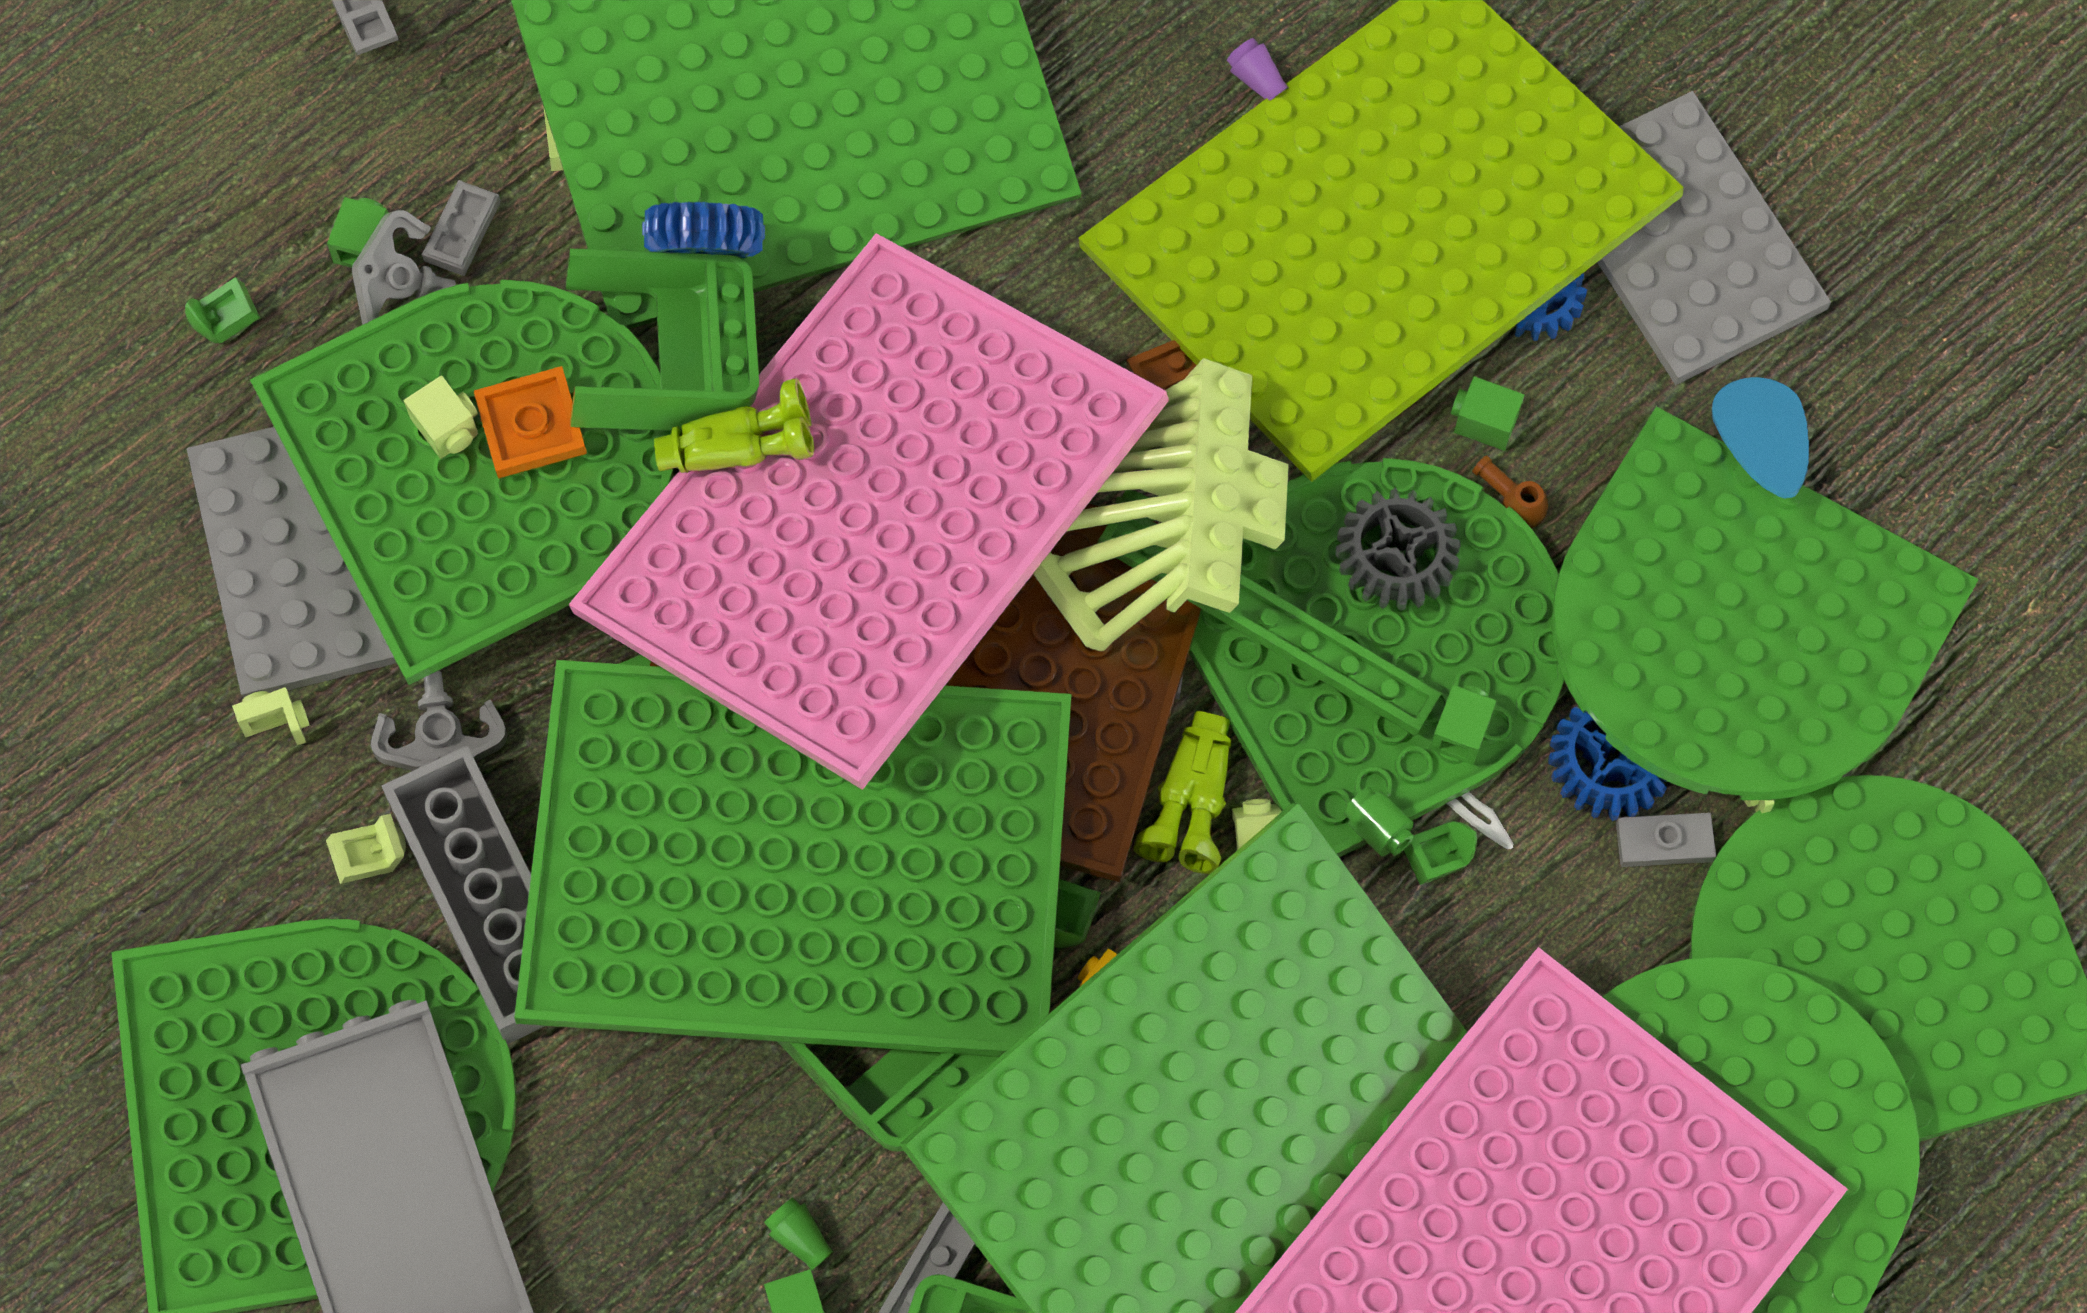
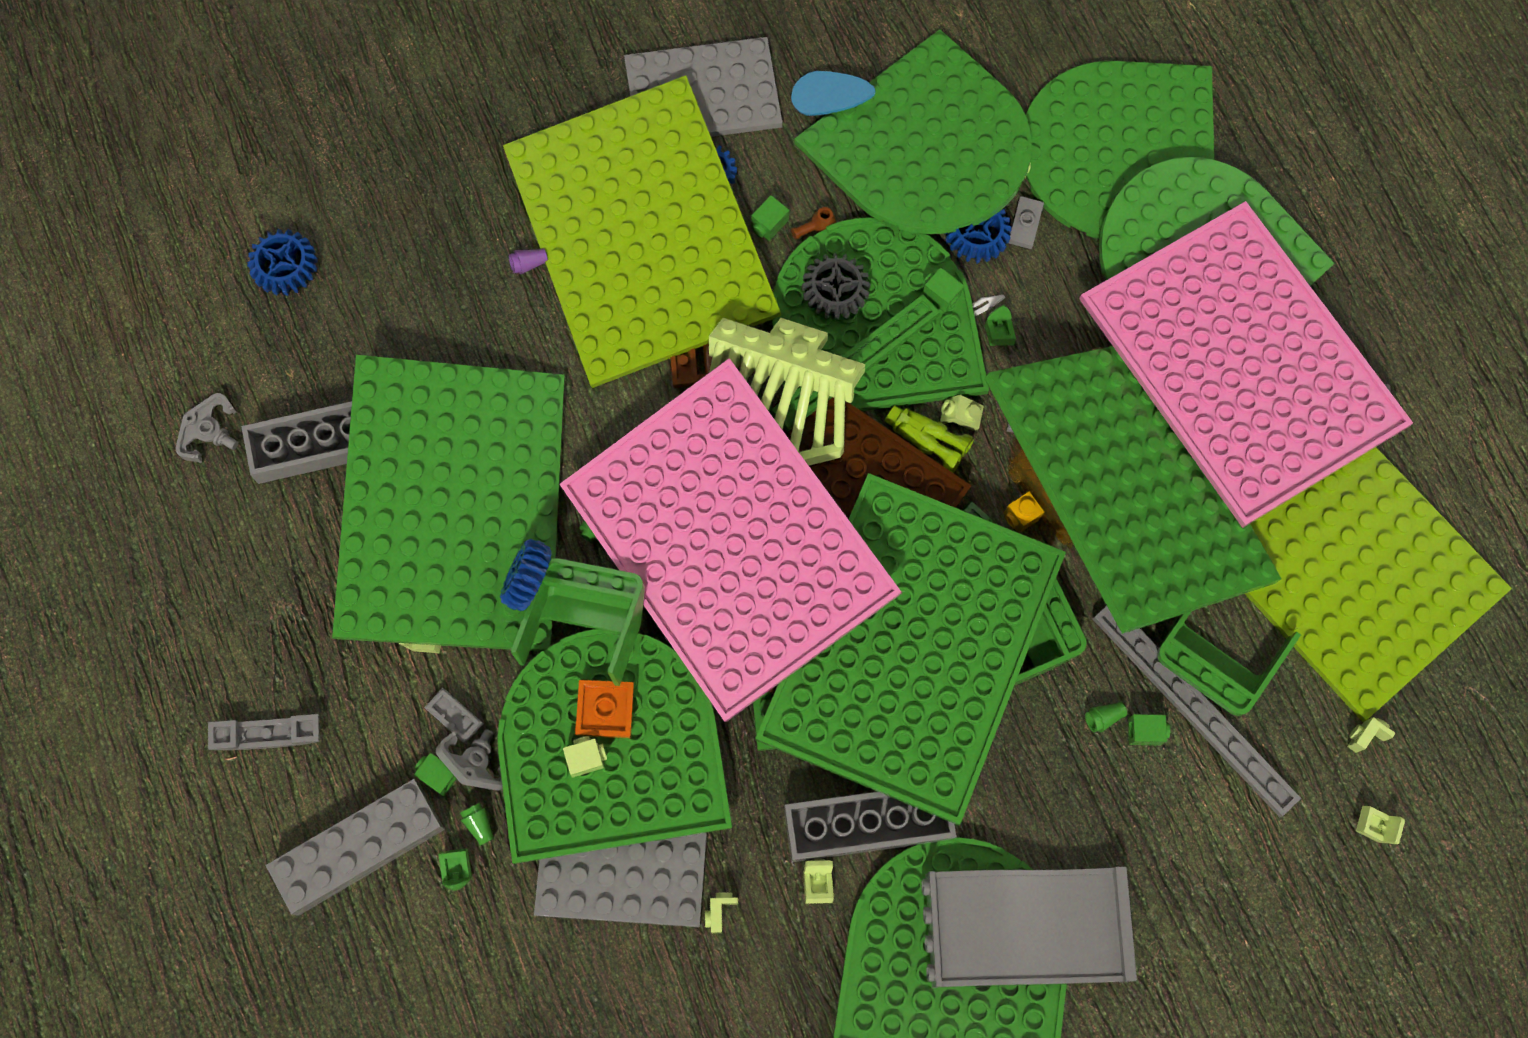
camera: 75 degrees left, 5 degrees up
(212, 162) = (354, 847): none -> light grey brick
(303, 319) = (477, 823): none -> bright green cone
(437, 731) = (766, 822): light grey piece -> none
(735, 438) = (662, 601): lime piece -> none
(1379, 822) = (981, 349): bright green brick -> none

